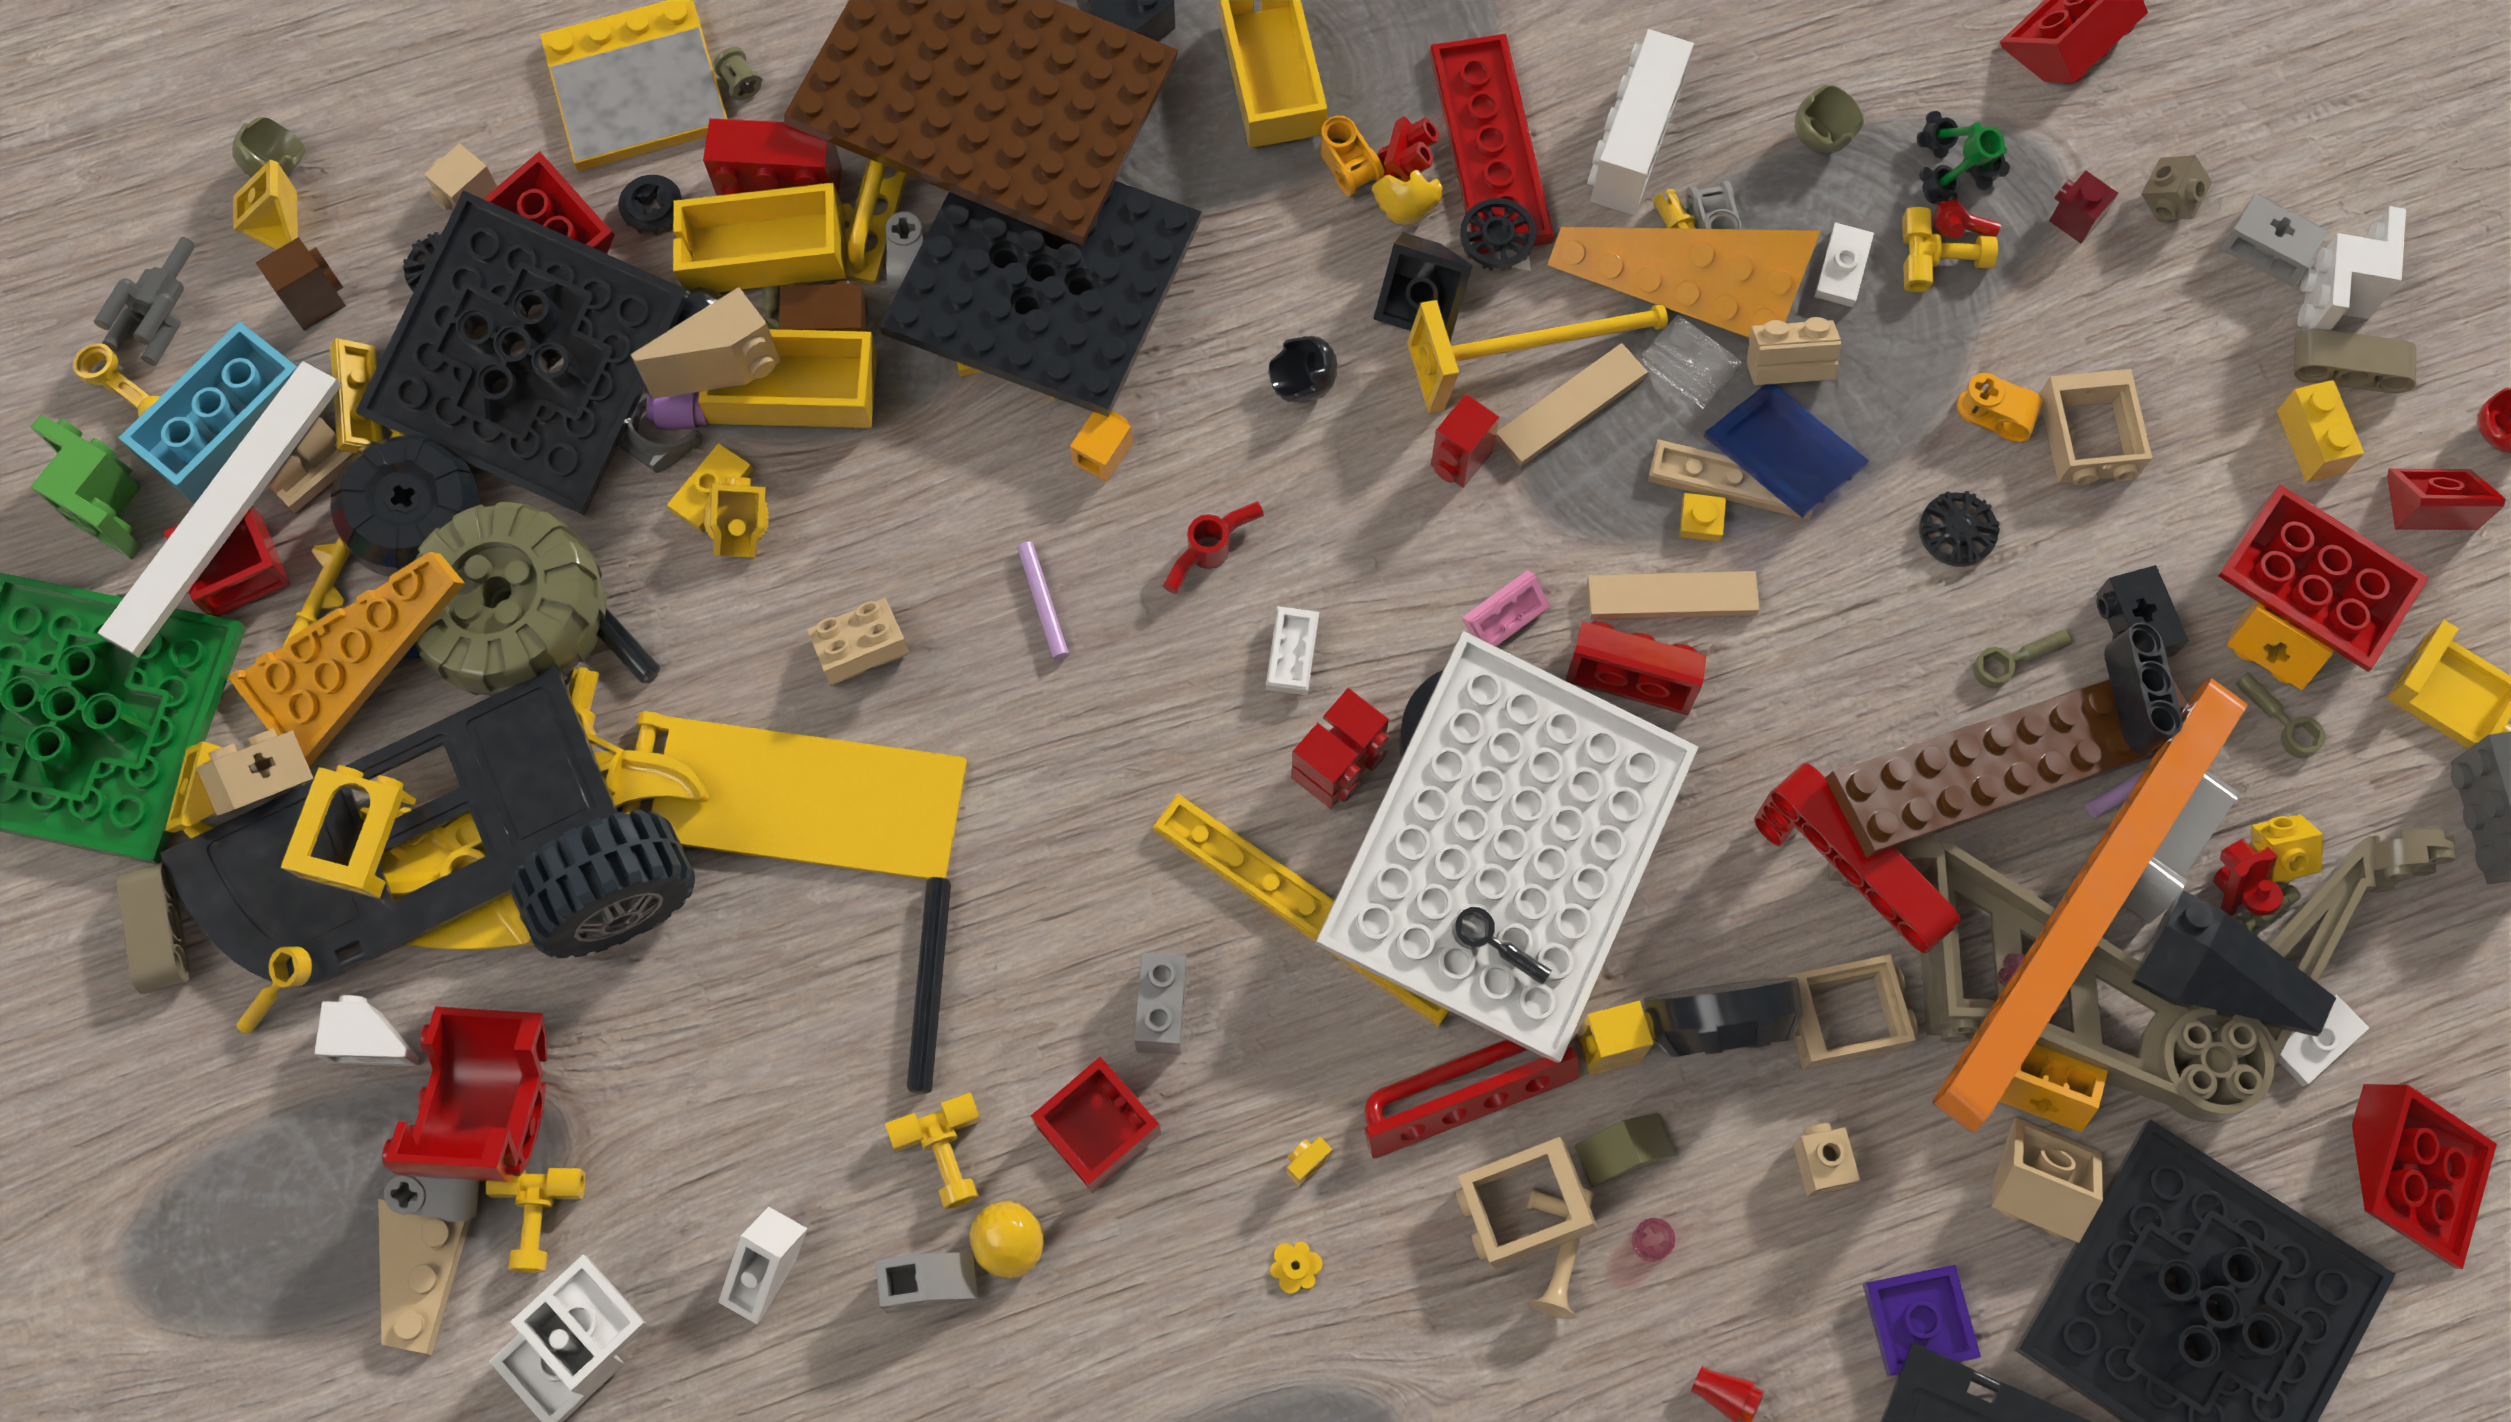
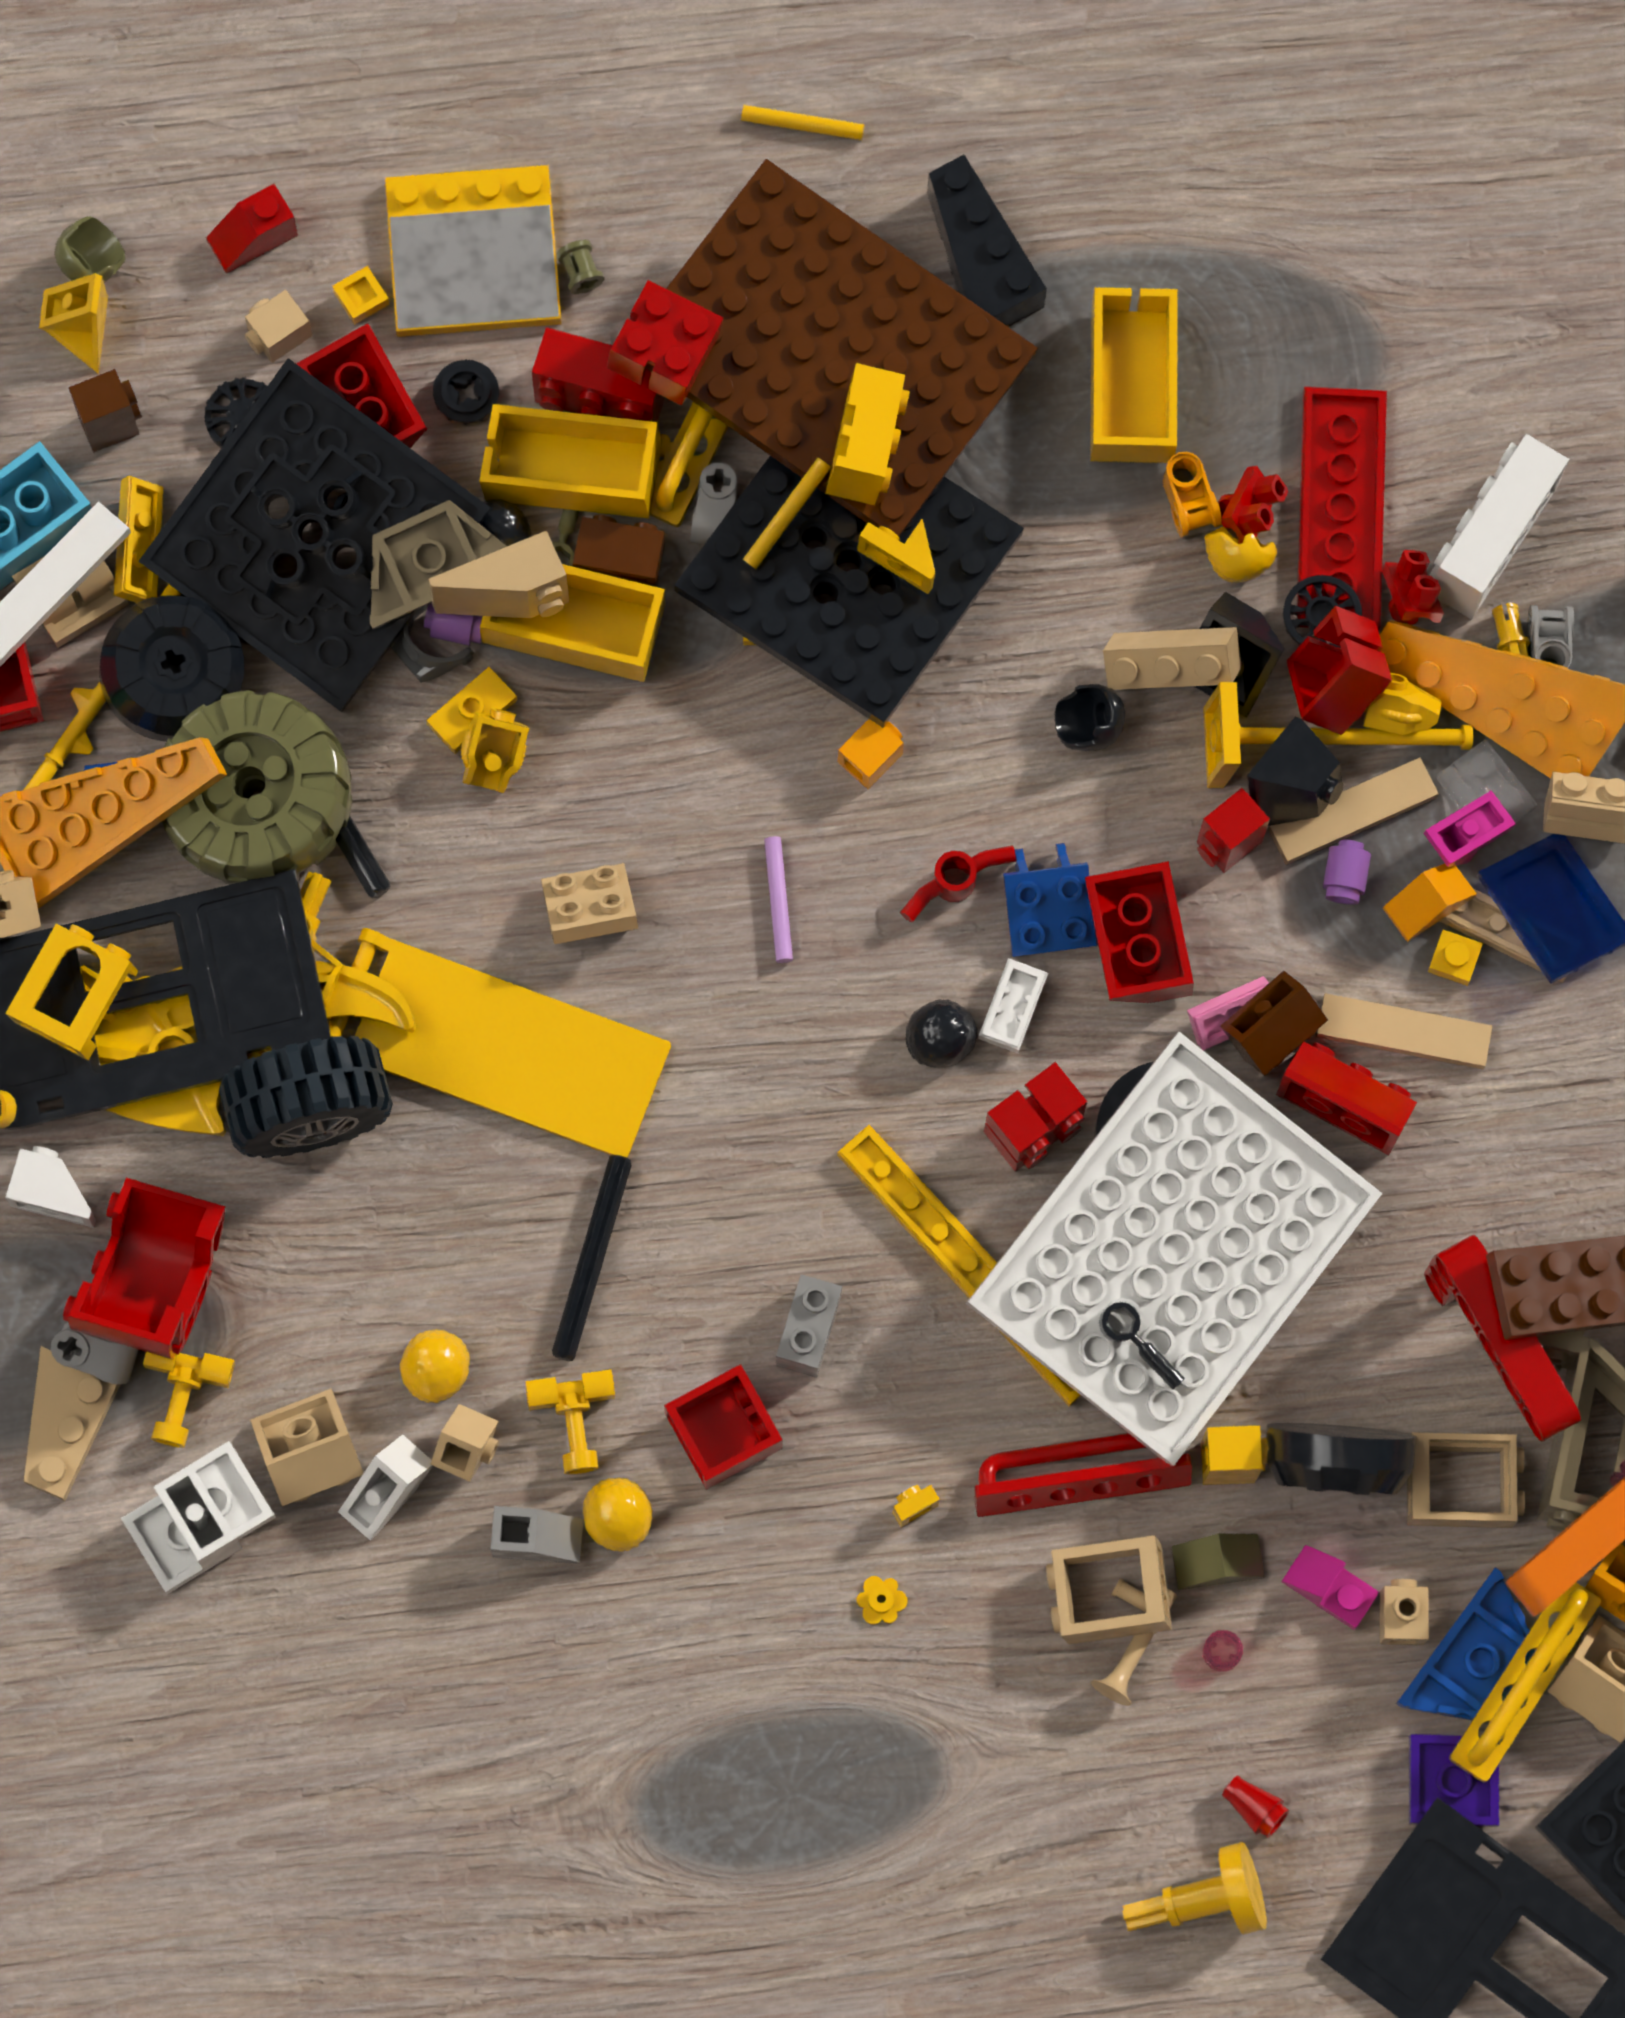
camera: 10 degrees right, 5 degrees up
(422, 100) = (252, 229): none -> red slope
(535, 135) = (360, 295): none -> yellow plate
(606, 348) = (418, 551): none -> dark tan wing
(672, 1243) = (306, 1447): none -> tan slope
(789, 1128) = (434, 1365): none -> yellow hair
(826, 87) = (670, 336): none -> red piece
(835, 1201) = (465, 1443): none -> tan brick
(972, 235) = (786, 513): none -> yellow bar
(1034, 146) = (867, 434): none -> yellow wedge
(1095, 255) = (908, 560): none -> yellow slope
(1228, 692) = (941, 1034): none -> black hair
(1306, 550) = (1048, 906): none -> blue plate
(1368, 297) = (1172, 658): none -> tan brick
(1401, 555) = (1140, 934): none -> red slope
(1513, 377) = (1295, 776): none -> black slope
(1532, 290) = (1334, 682): none -> red piece
(1549, 611) = (1274, 1023): none -> reddish brown brick
(1576, 193) = (1412, 589): none -> red hips
(1580, 460) = (1346, 872): none -> medium lavender brick
(1590, 298) = (1402, 708): none -> yellow hand
(1664, 467) = (1428, 900): none -> light orange slope
(1688, 394) = (1469, 829): none -> dark pink slope
(1743, 1148) = (1330, 1586): none -> dark pink slope
(1911, 1189) = (1471, 1655): none -> blue wing
(1947, 1291) = (1529, 1682): none -> yellow piece

